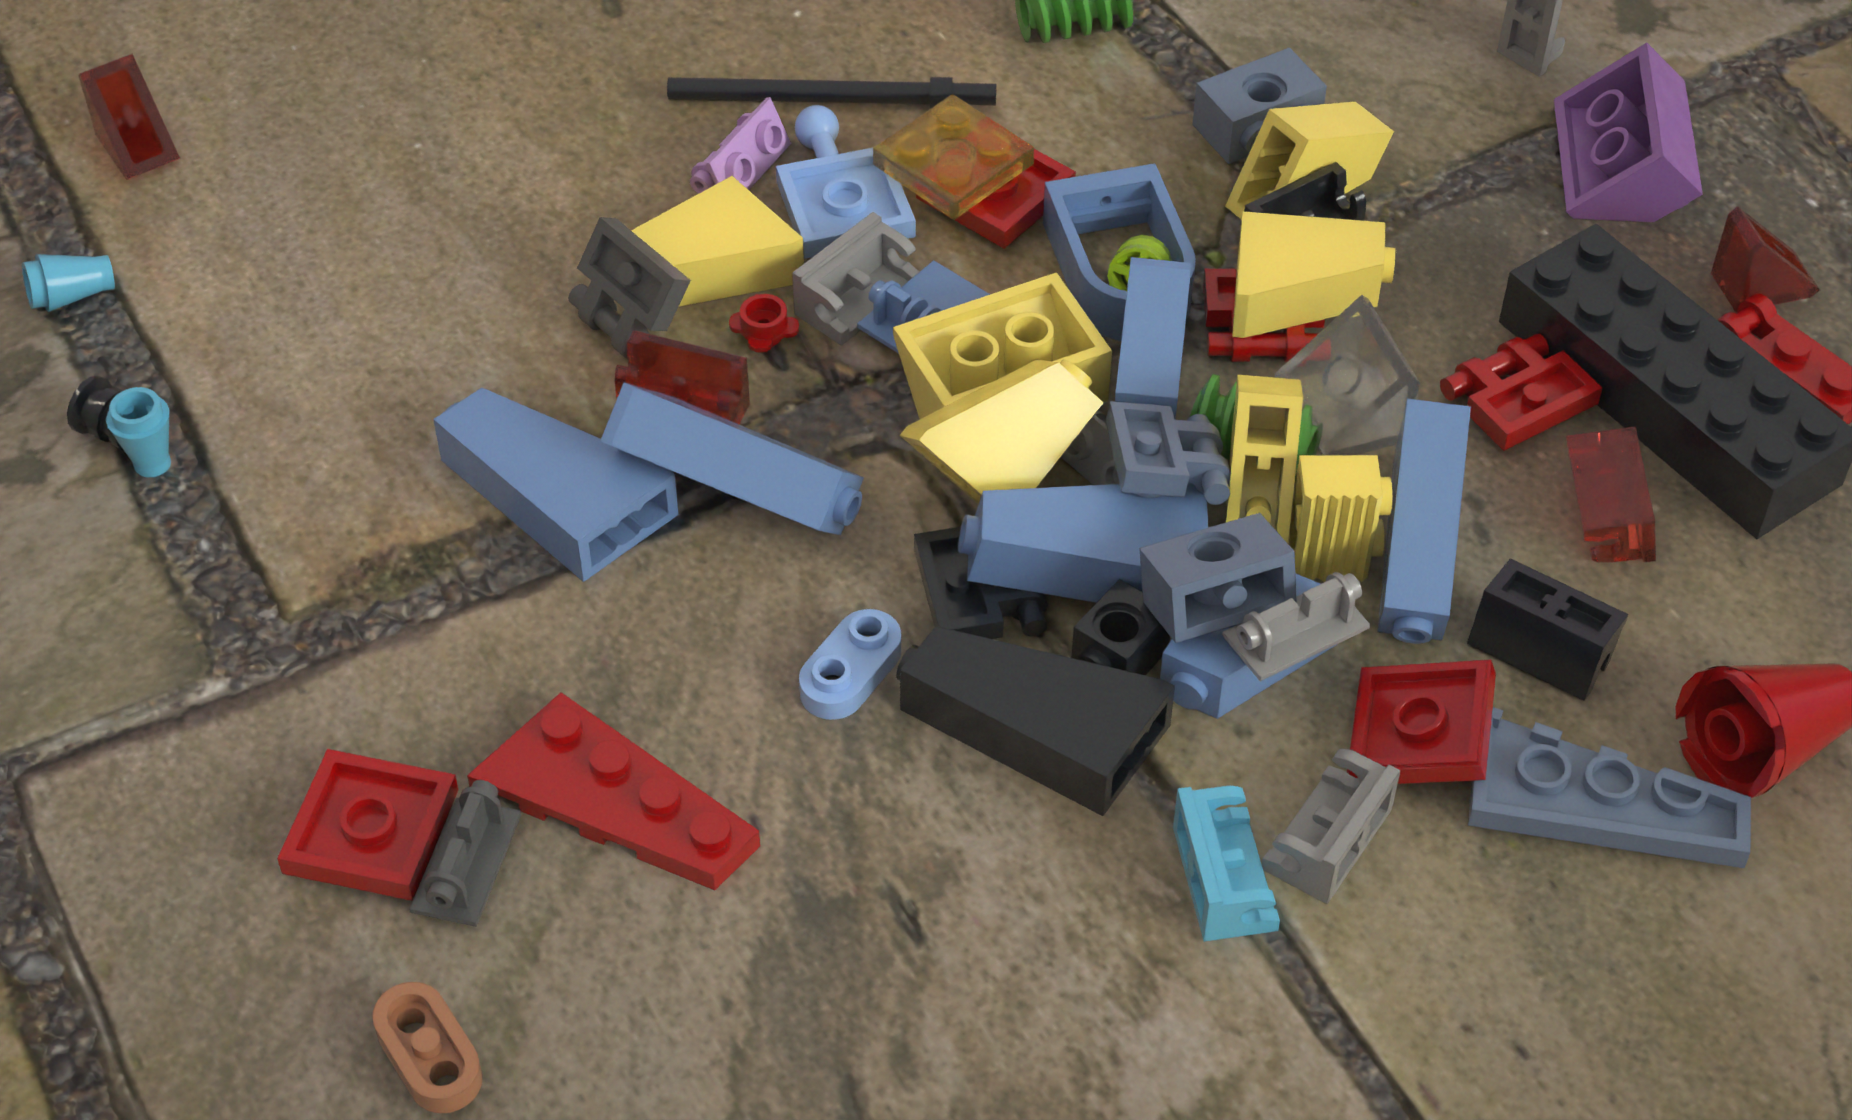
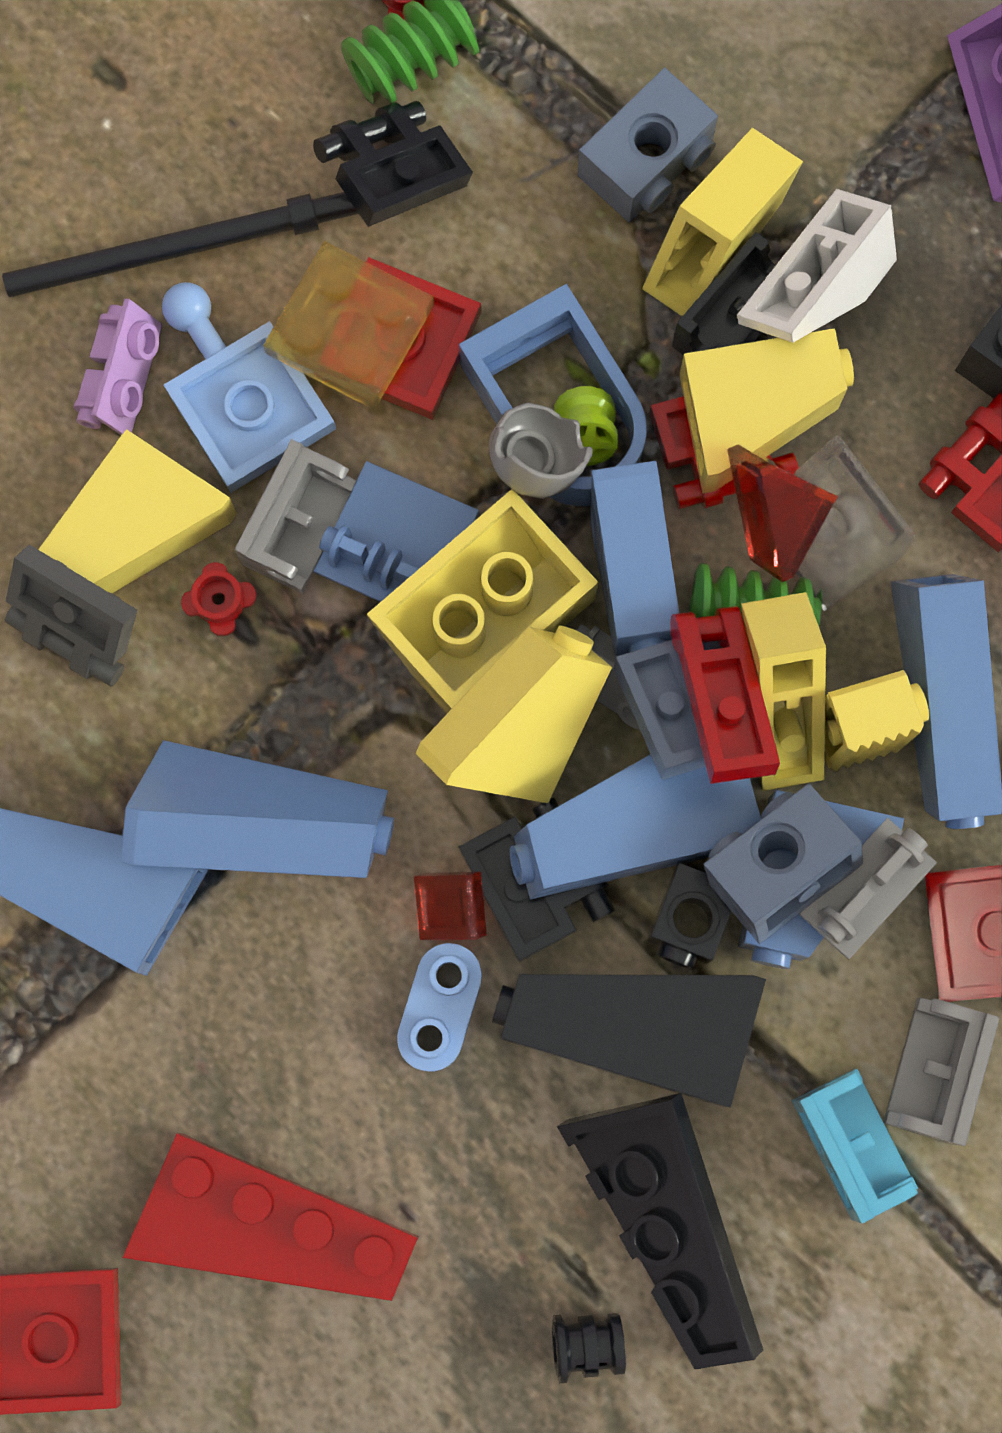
camera: 15 degrees left, 30 degrees up
(467, 857) = (155, 1349): dark grey hinge -> none
(687, 372) = (144, 715): clear red hinge -> none
(890, 578) = (450, 906): none -> clear red tile
(895, 960) = (588, 1346): none -> black bush
(1013, 859) = (661, 1194): none -> black wing
(1033, 69) = (398, 175): none -> black plate
(1087, 248) = (537, 450): none -> light grey hair
(1200, 434) = (725, 695): none -> red plate
(1295, 326) = (777, 511): none -> clear red slope
(1412, 194) = (826, 268): none -> white slope

